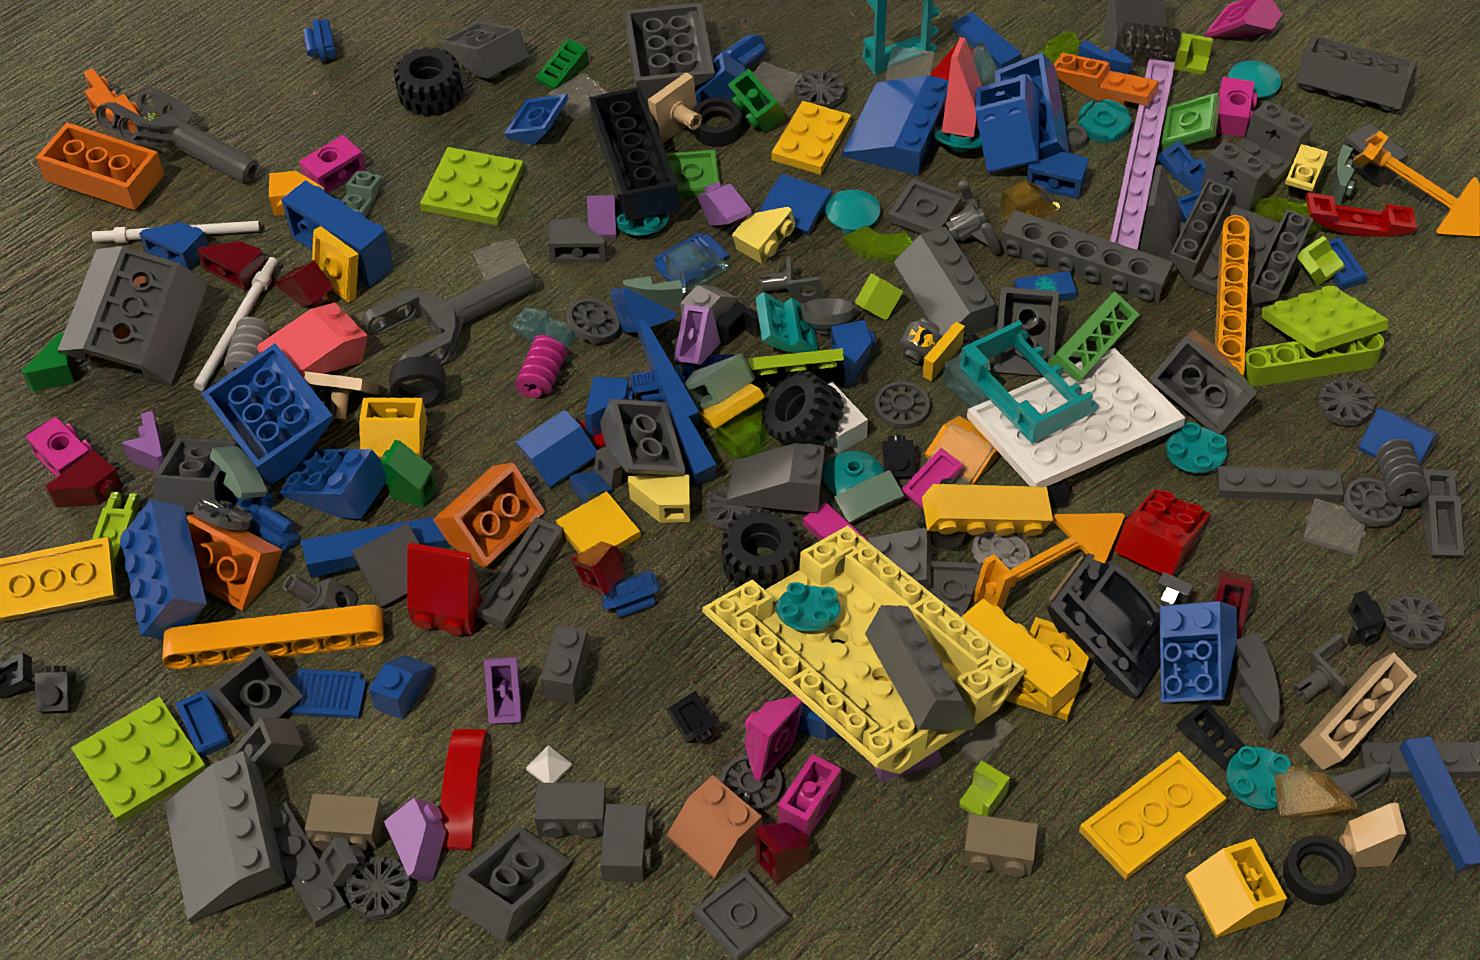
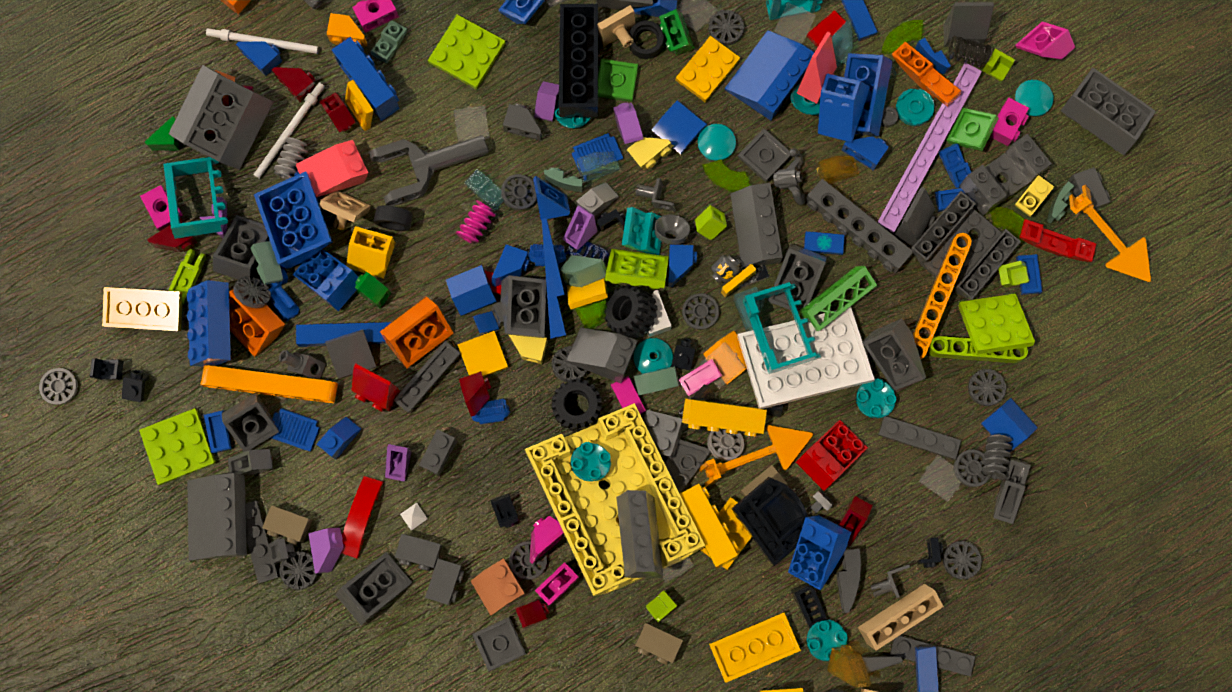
camera: 15 degrees right, 25 degrees up
(105, 388) = (192, 167): none -> teal hinge

